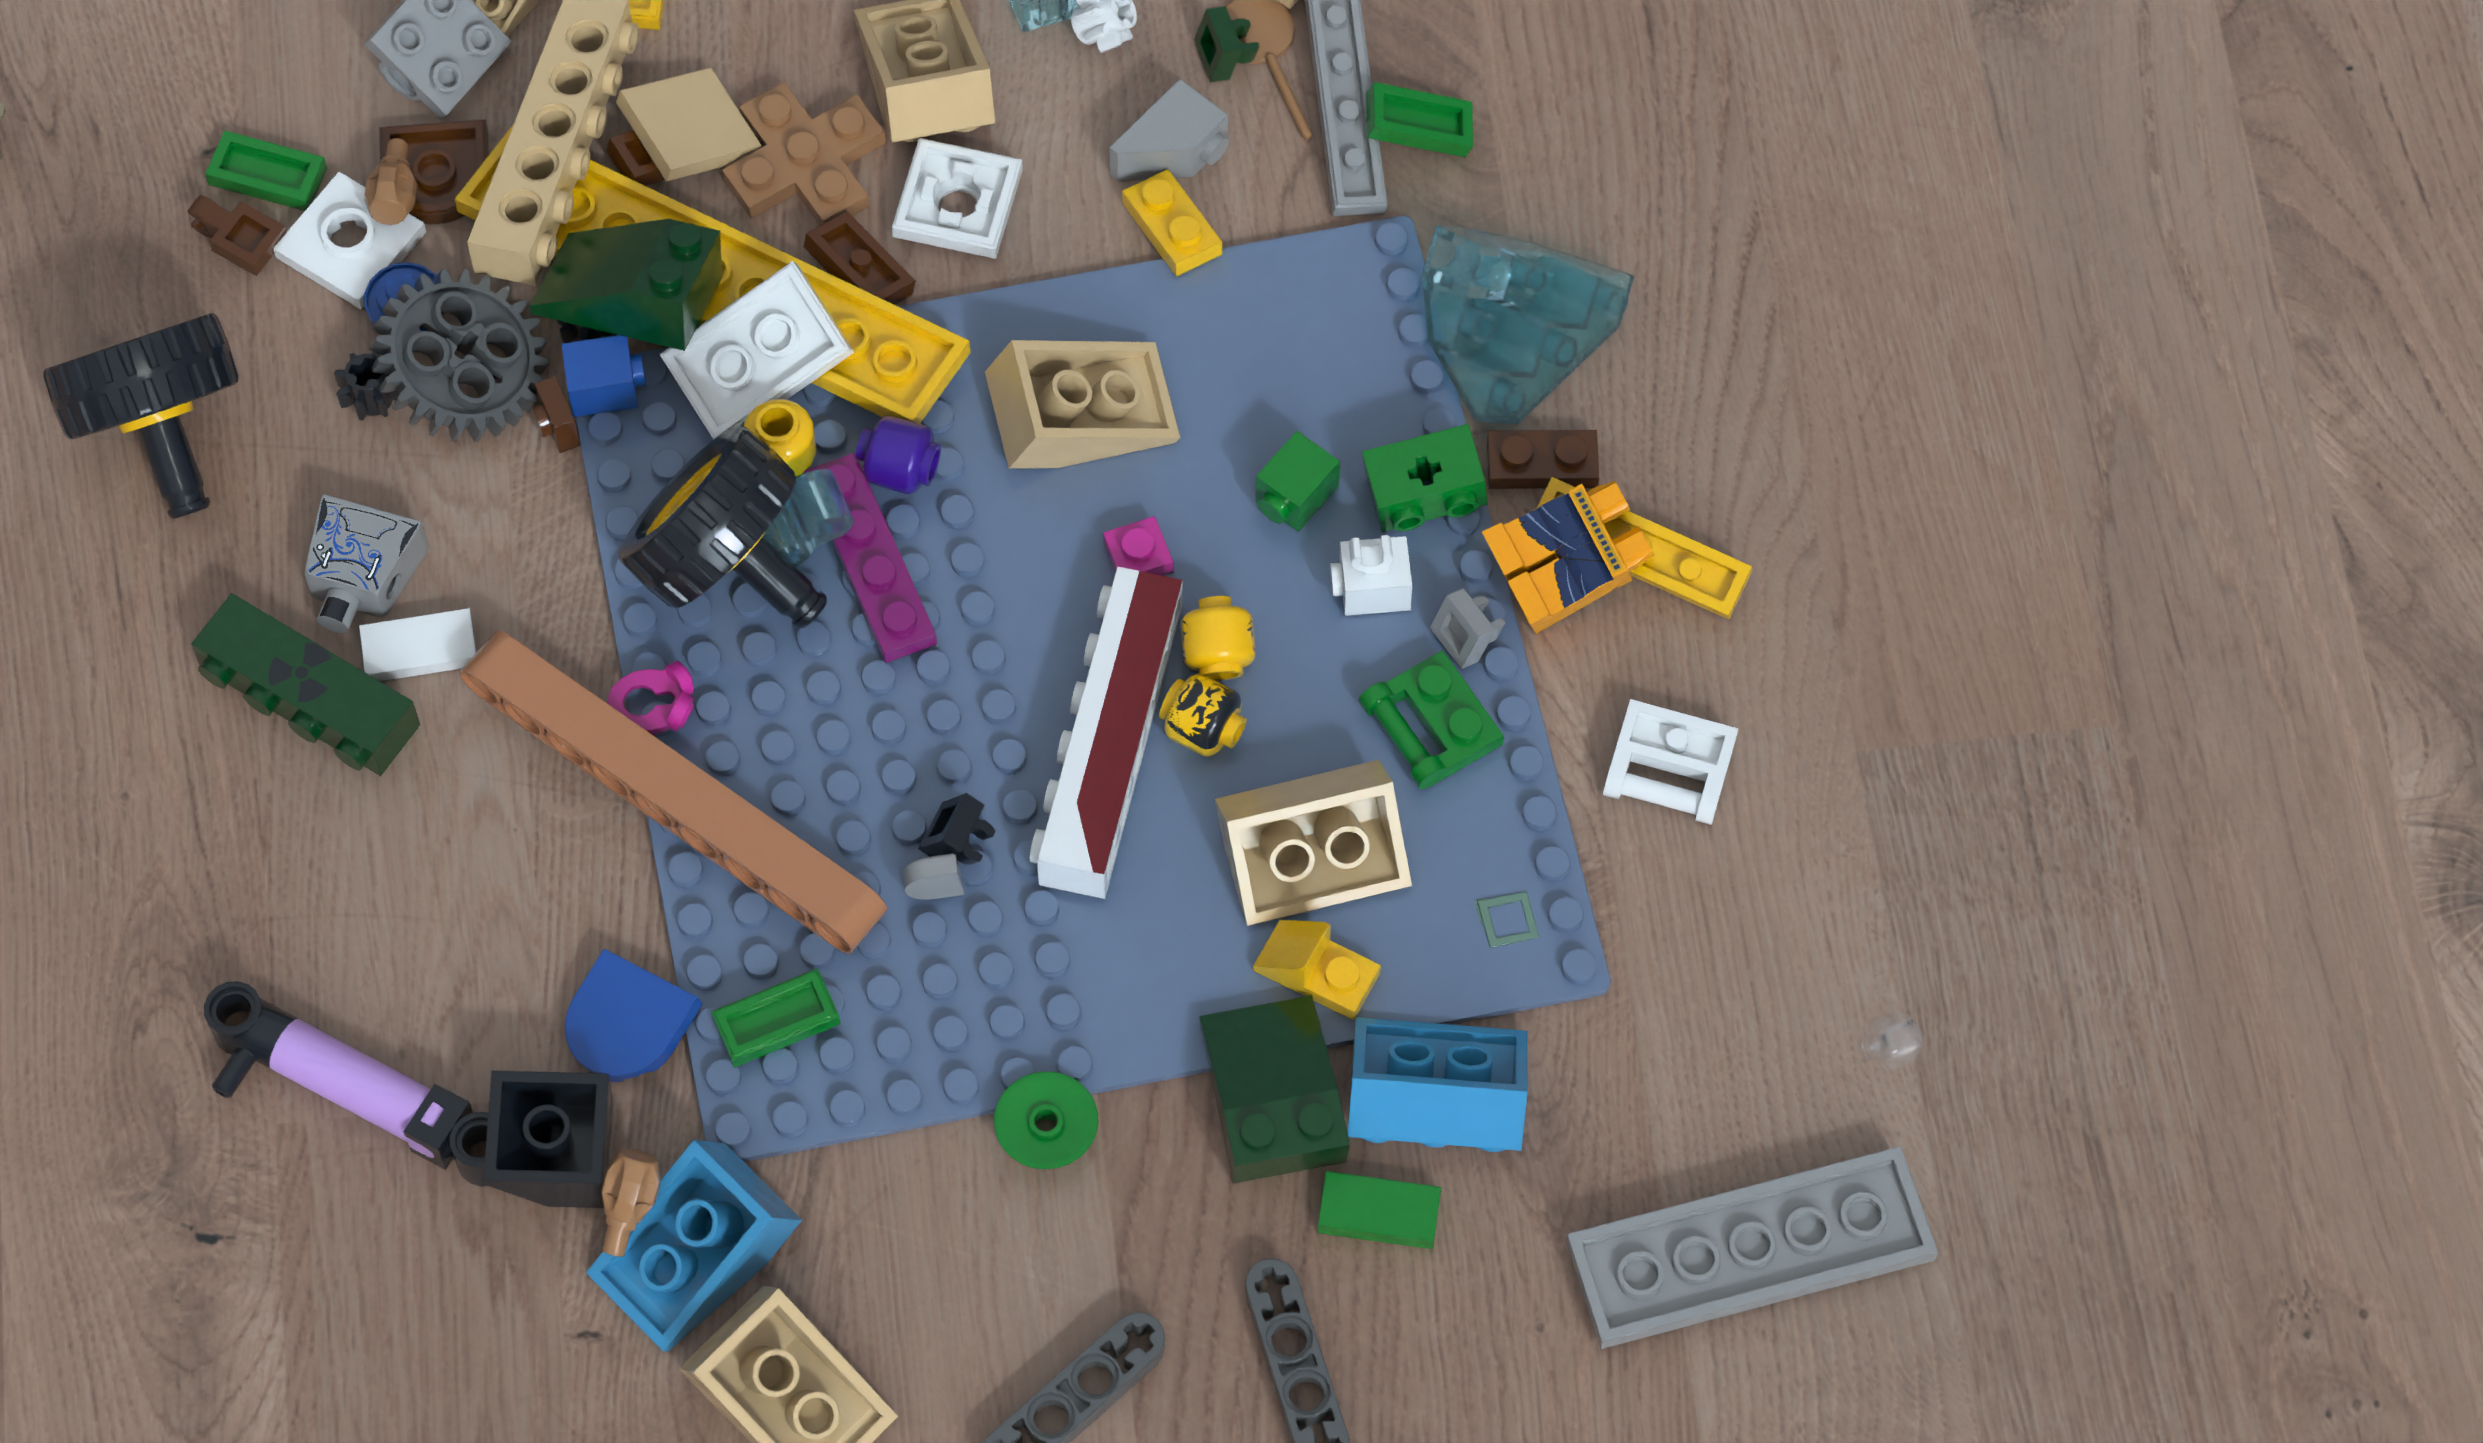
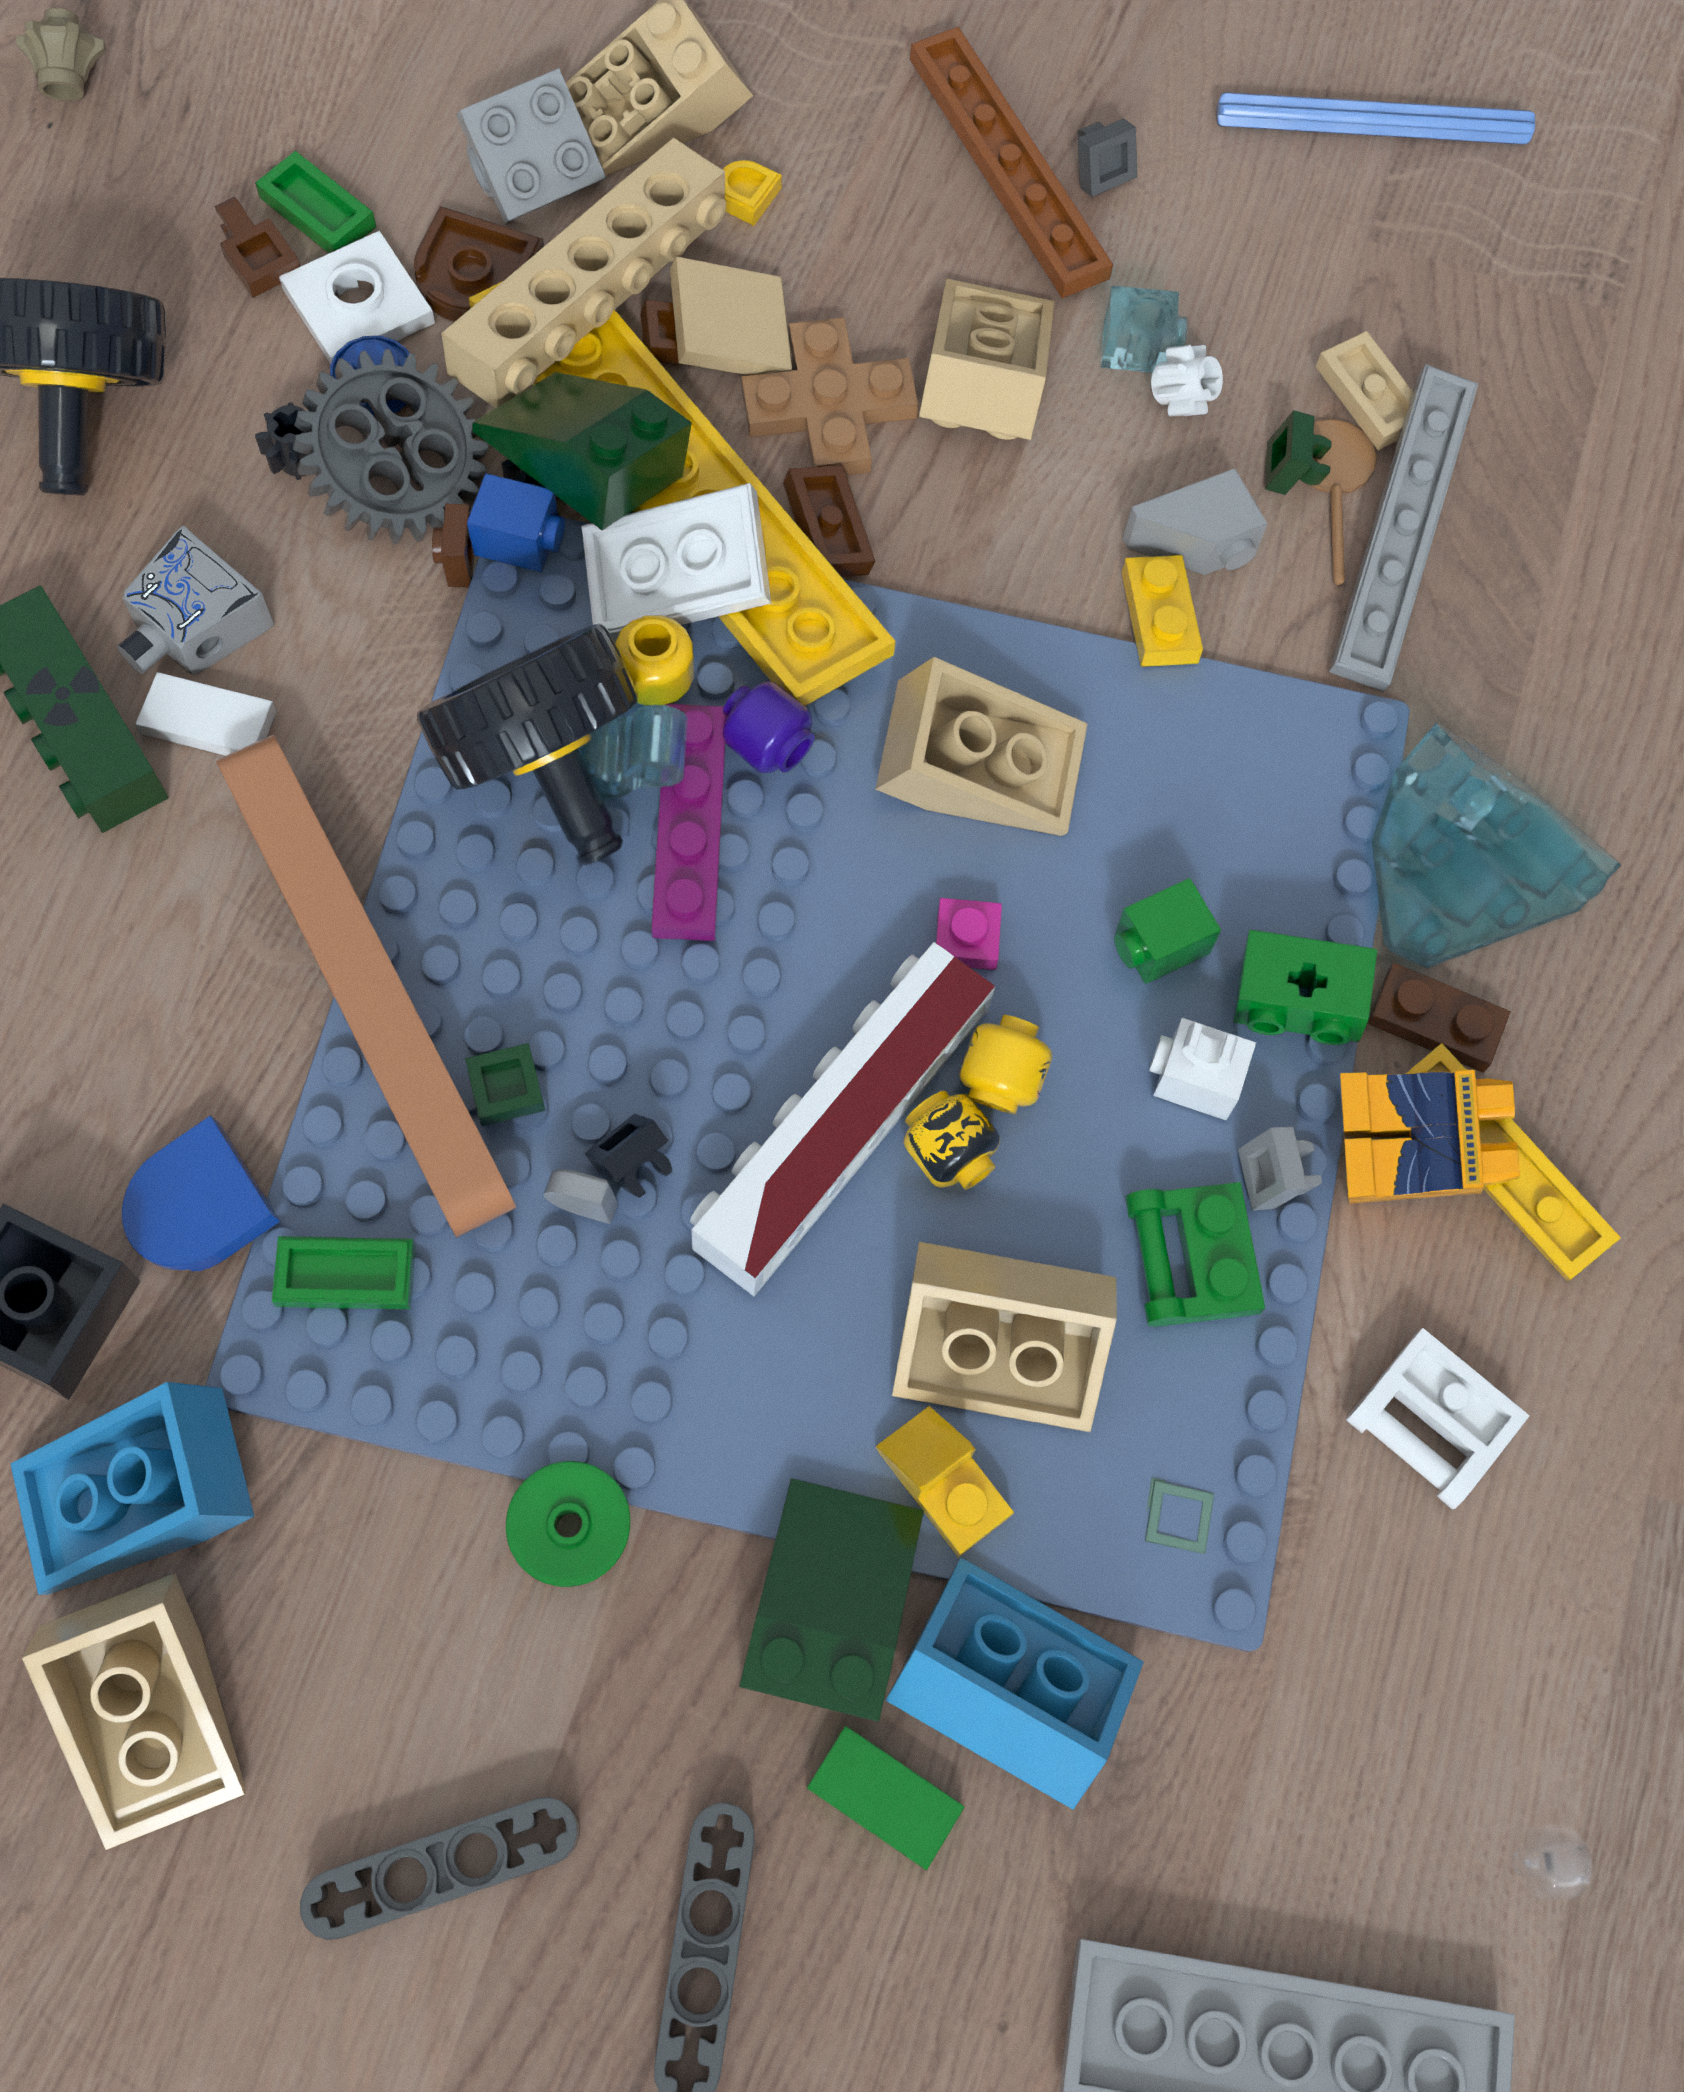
camera: 20 degrees right, 5 degrees up
(391, 186) = (414, 259): medium nougat piece -> none
(628, 1195) = (72, 1409): medium nougat piece -> none
(672, 680) = (397, 896): dark pink piece -> none
(830, 821) = (505, 1084): none -> dark green plate
(949, 168) = (958, 465): white piece -> none
(1419, 119) = (1462, 610): green tile -> none

